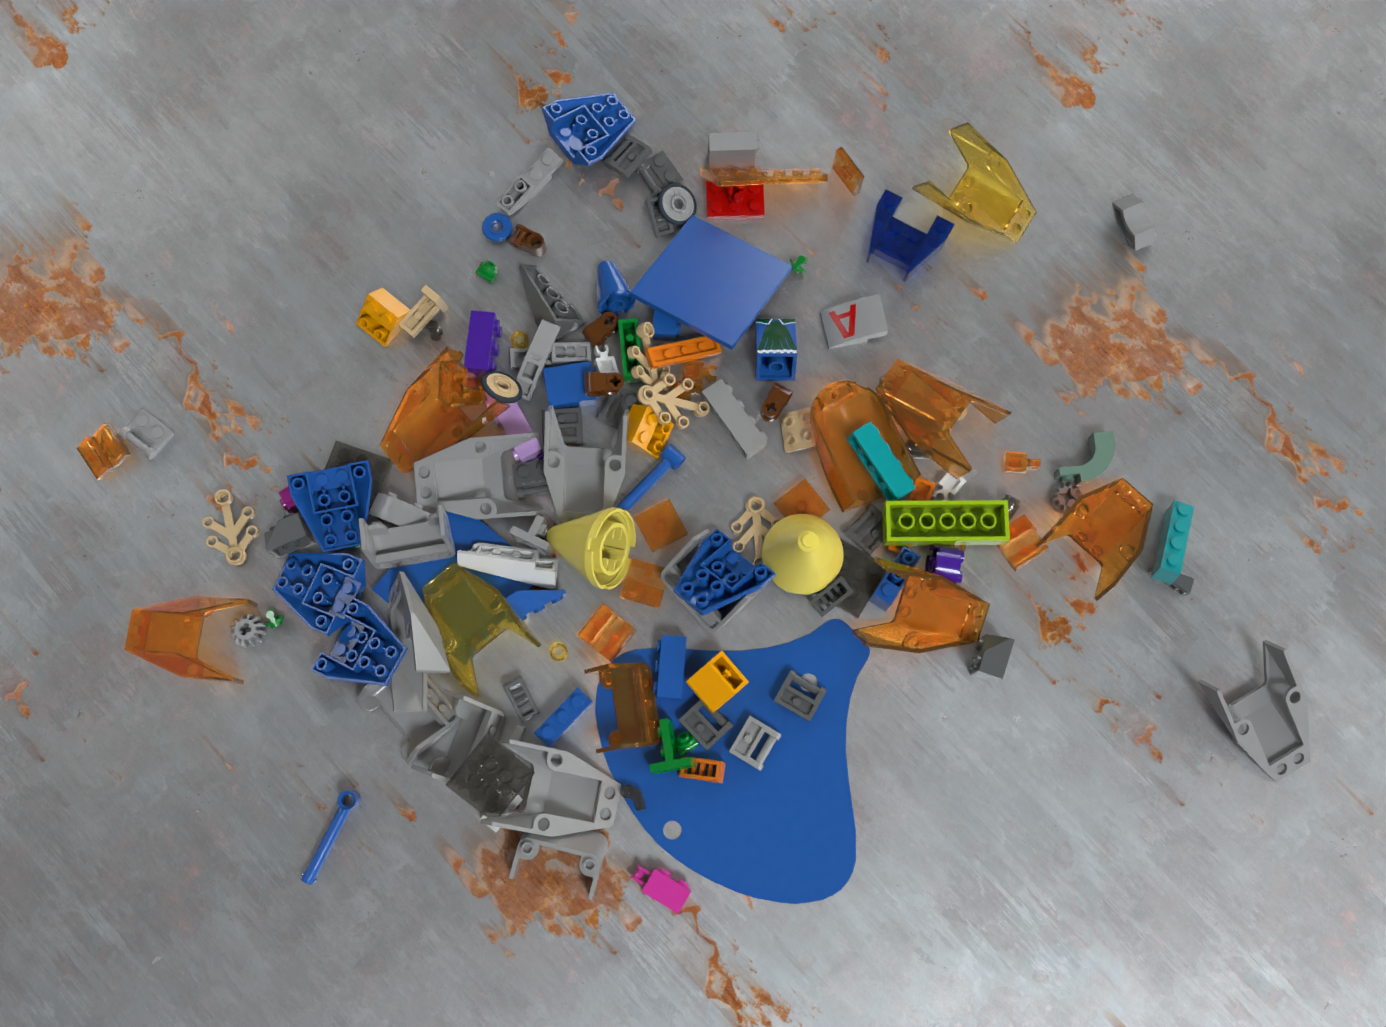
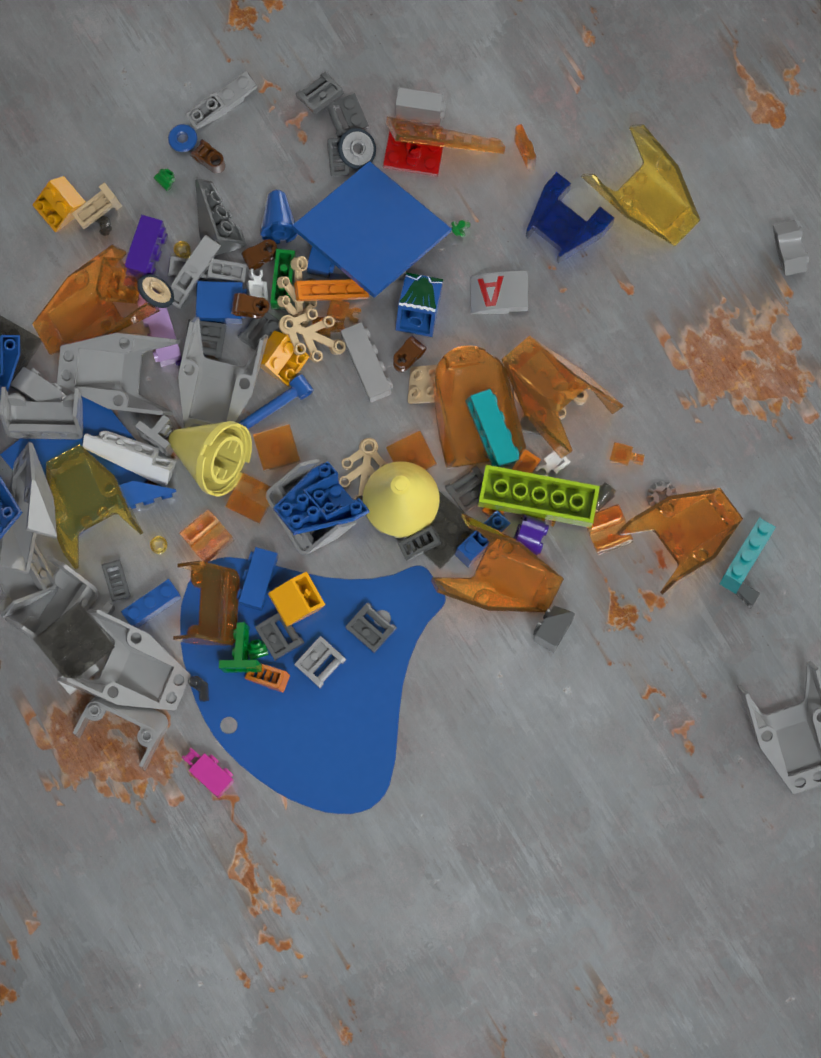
camera: 15 degrees right, 0 degrees up
(529, 473) = (164, 376): dark grey plate -> none
(587, 125) = (288, 56): blue wedge -> none
(1101, 453) = (696, 471): sand green arch -> none

